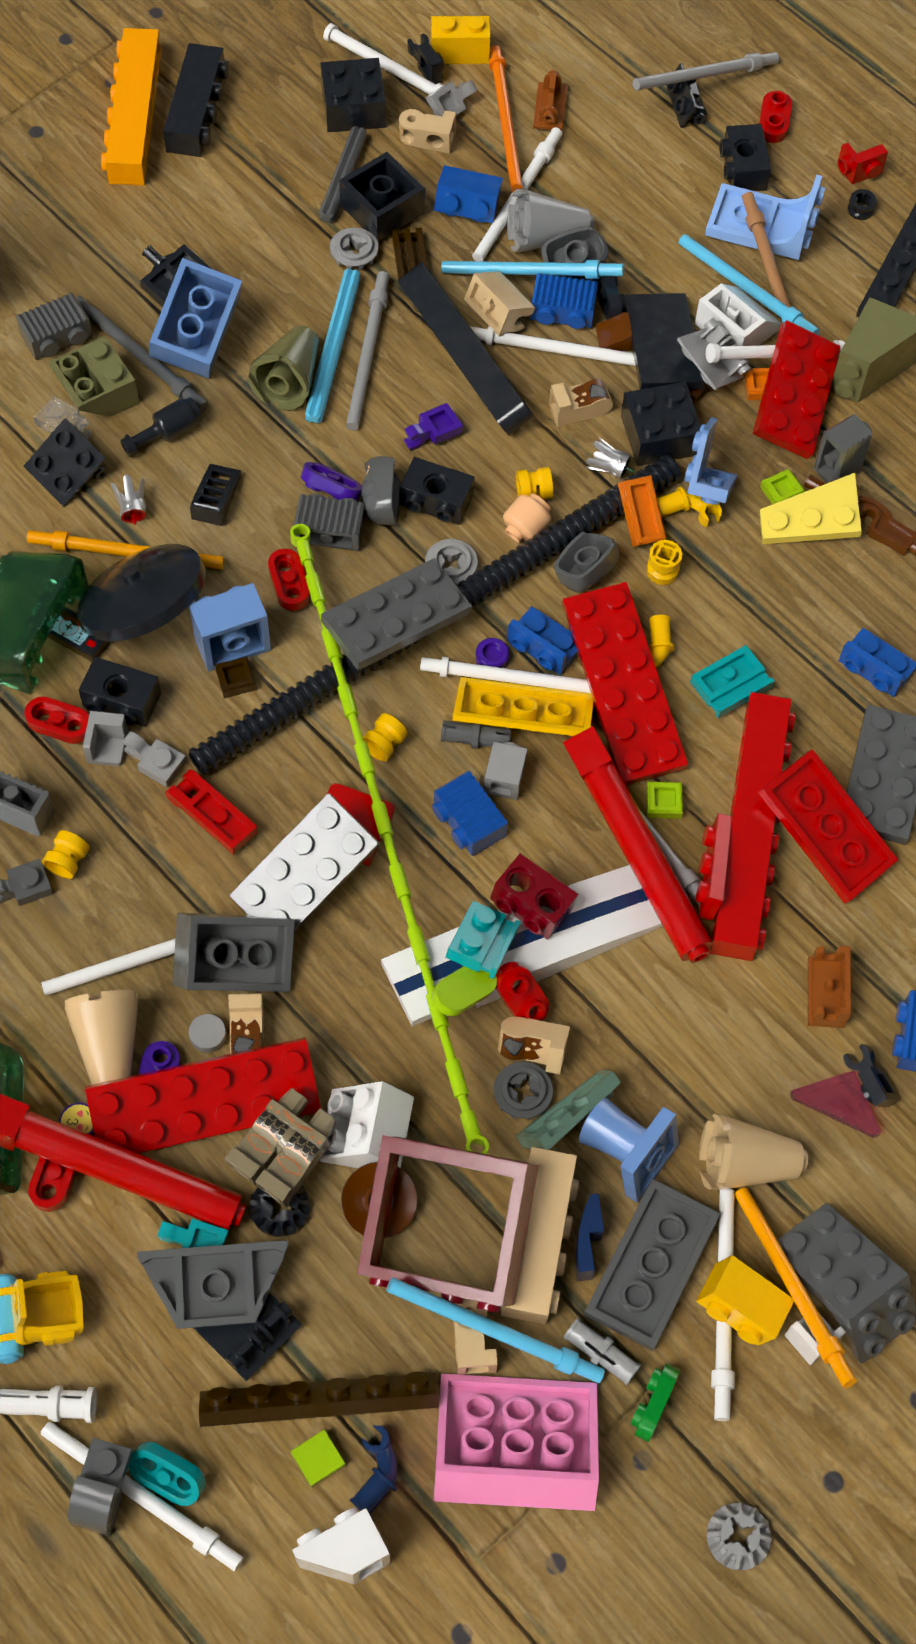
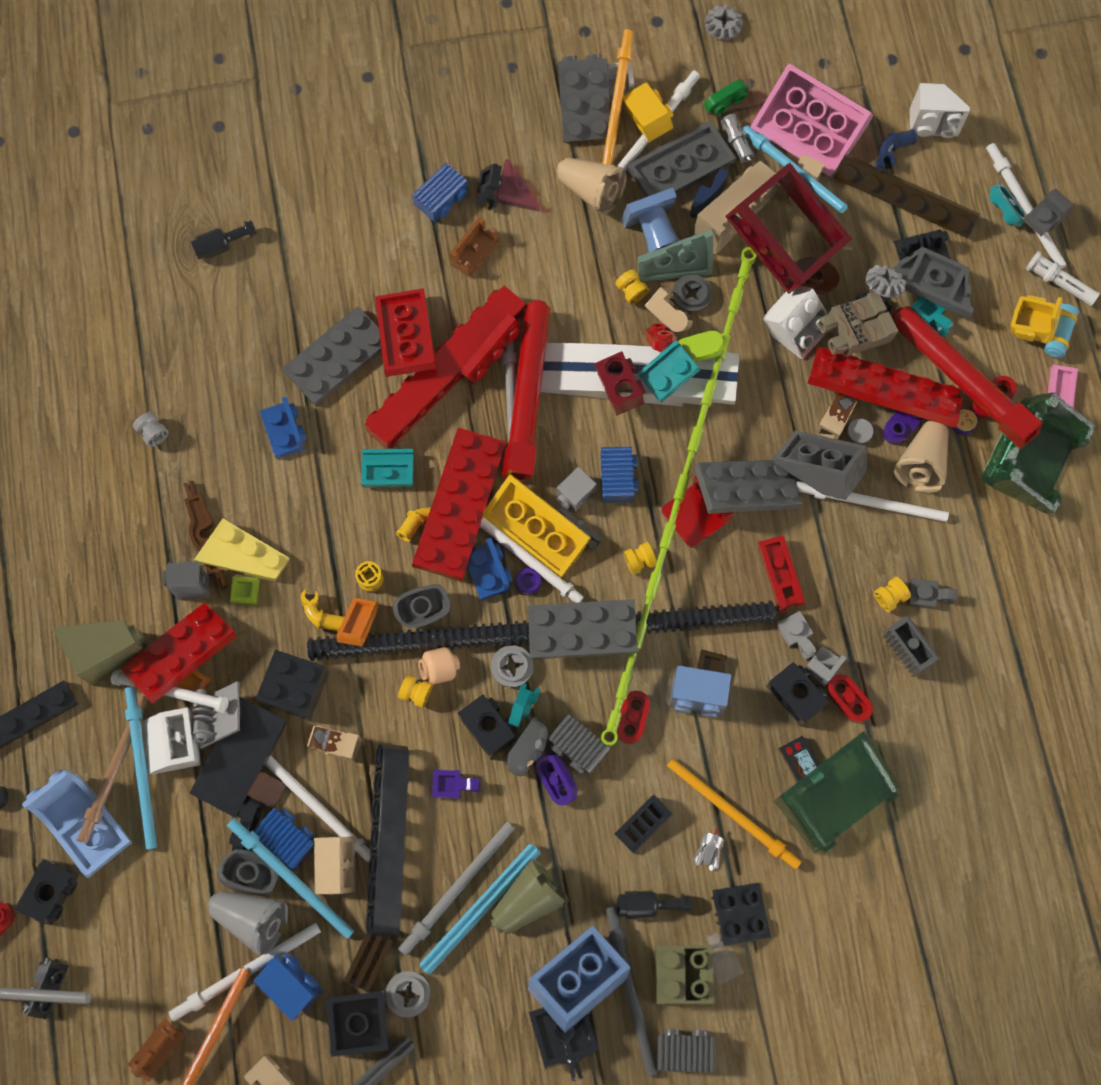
camera: 145 degrees left, 10 degrees up
(141, 592) = (747, 751): black dish -> none
(281, 1201) = (878, 281): none -> light grey gear
(318, 1458) = (921, 172): lime tile -> none
(412, 518) = (523, 704): none -> teal plate
(596, 1044) = (632, 286): none -> yellow wheel
(609, 460) = (347, 680): flat silver piece -> none
(664, 800) = (486, 418): lime tile -> none
(708, 483) = (291, 617): medium blue bracket -> none

